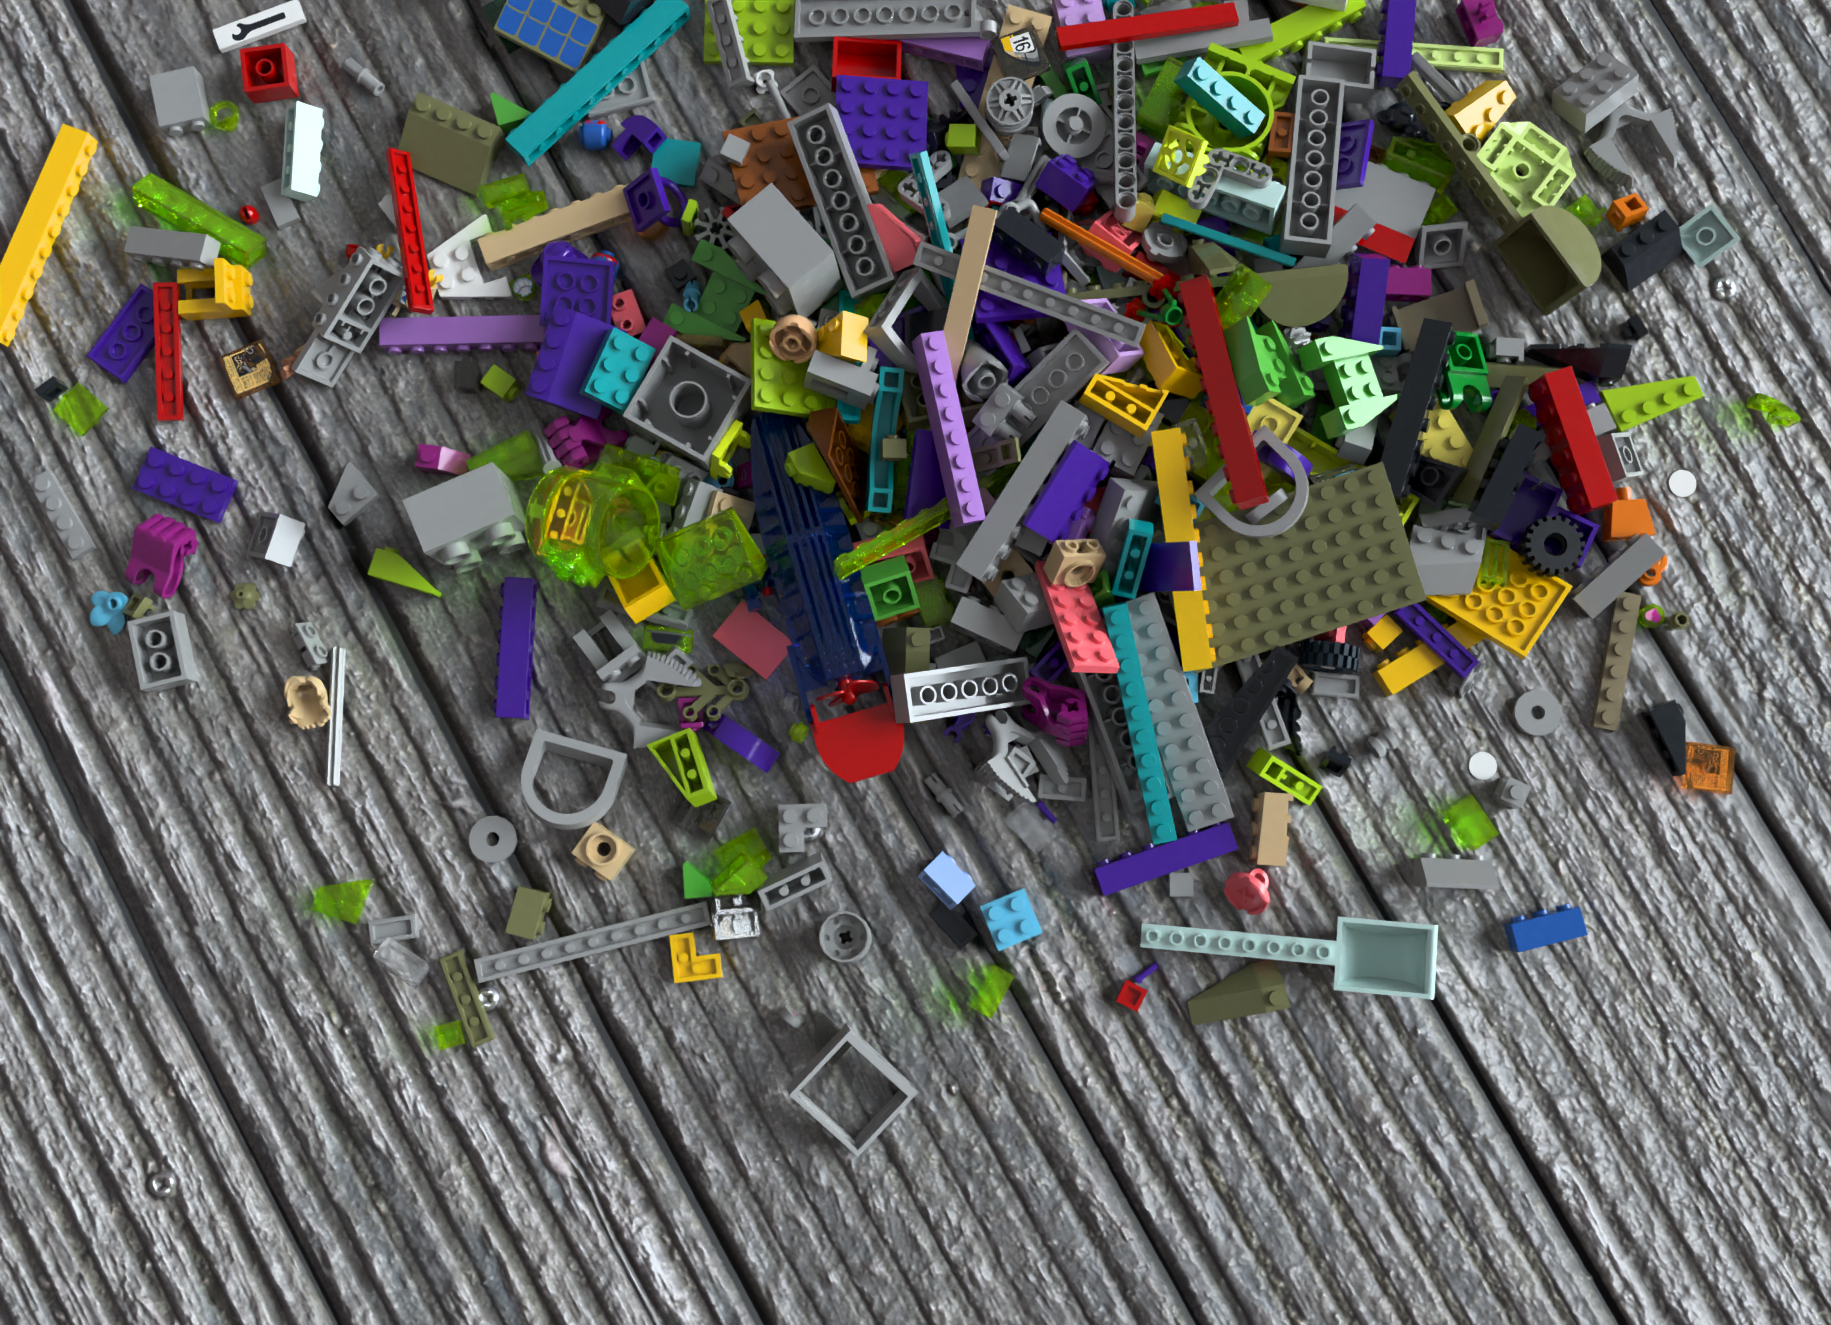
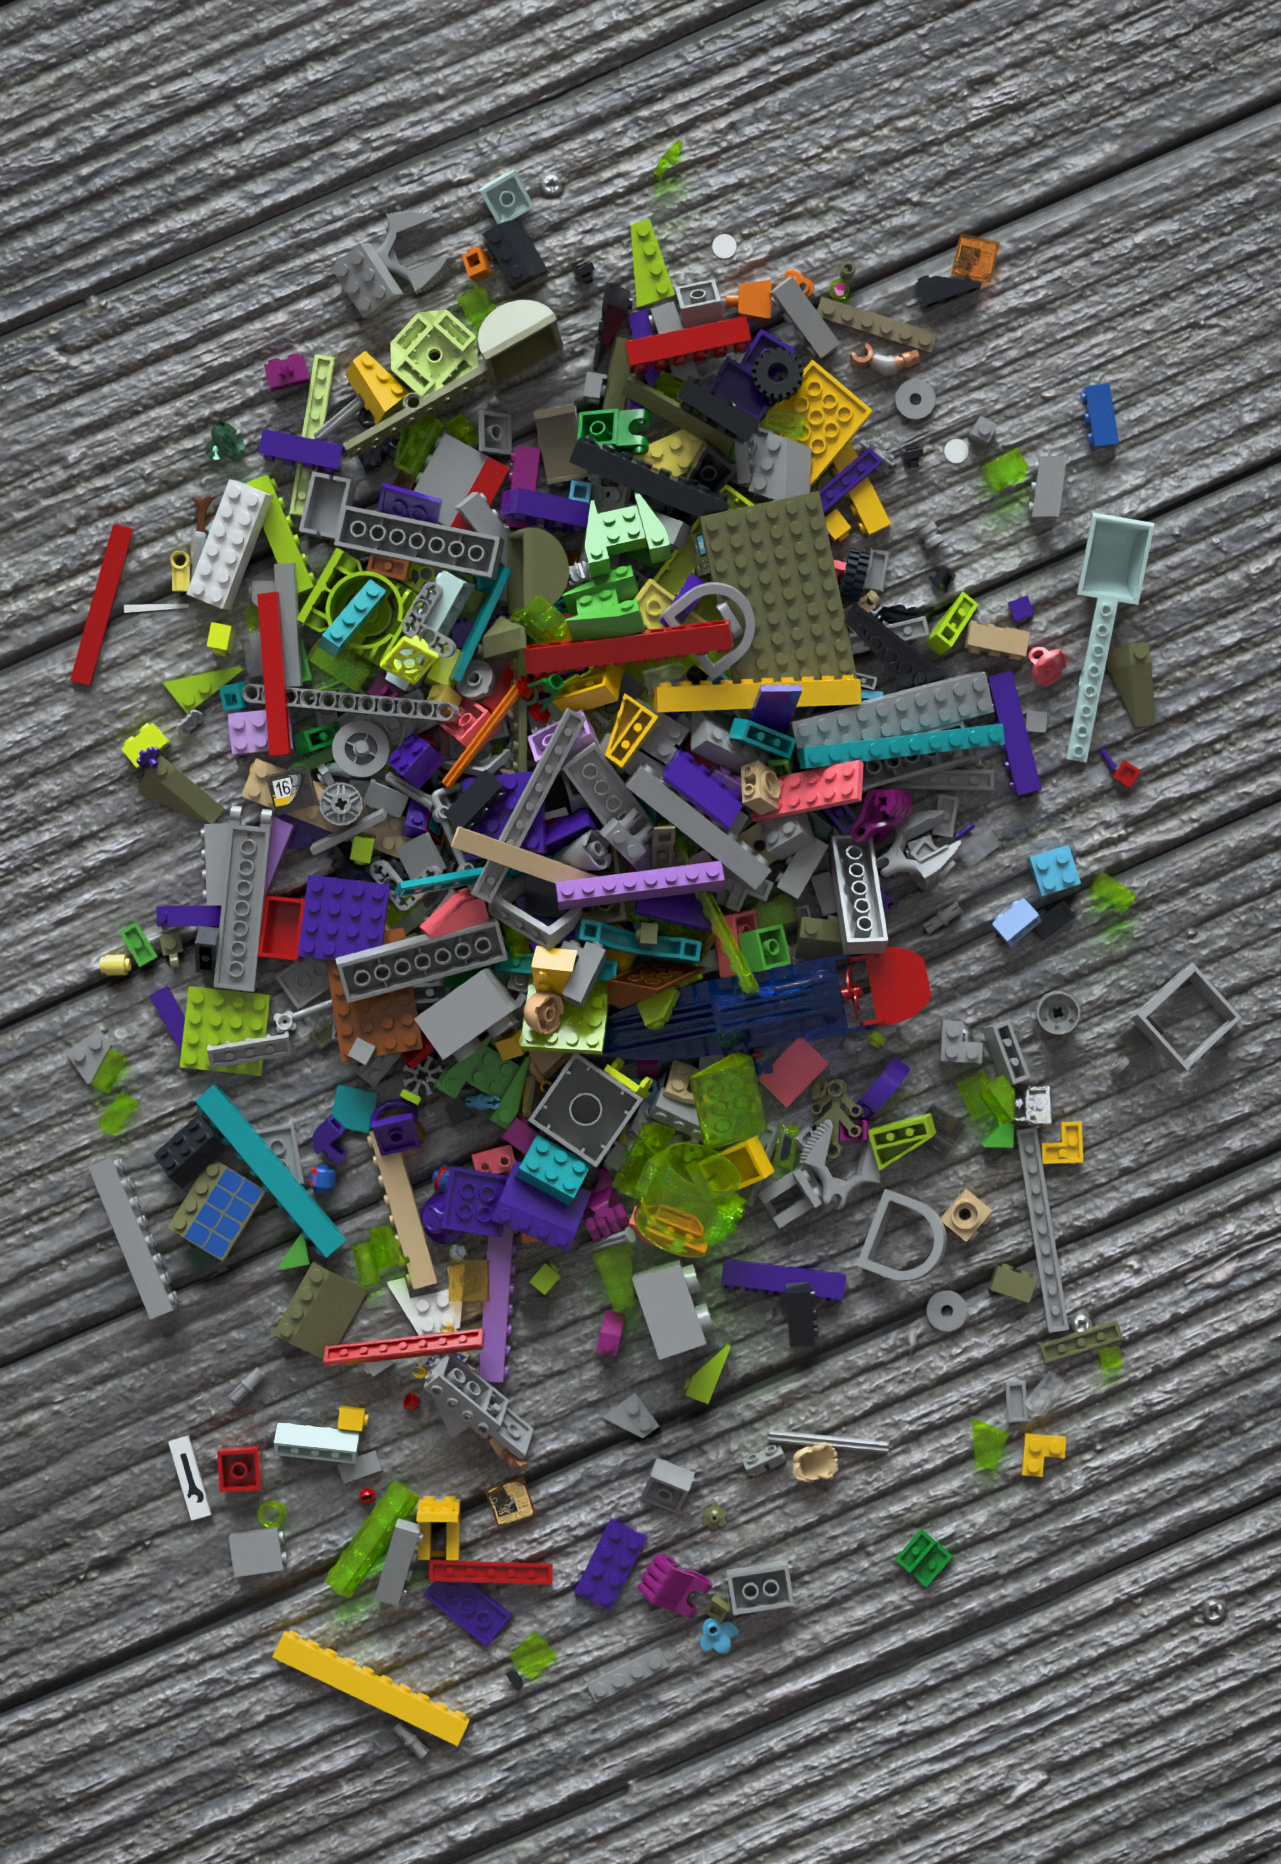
camera: 80 degrees left, 5 degrees up
(207, 837) = (924, 1558): none -> green slope
(332, 189) = (352, 1418): none -> yellow brick
(341, 958) = (1038, 1447): none -> yellow plate
(475, 669) = (801, 1314): none -> black brick
(491, 298) = (469, 1280): none -> clear yellow tile
(1310, 855) = (1020, 608): none -> dark purple tile
(1473, 714) = (912, 455): none -> black tile
(1573, 673) = (885, 364): none -> nougat piece

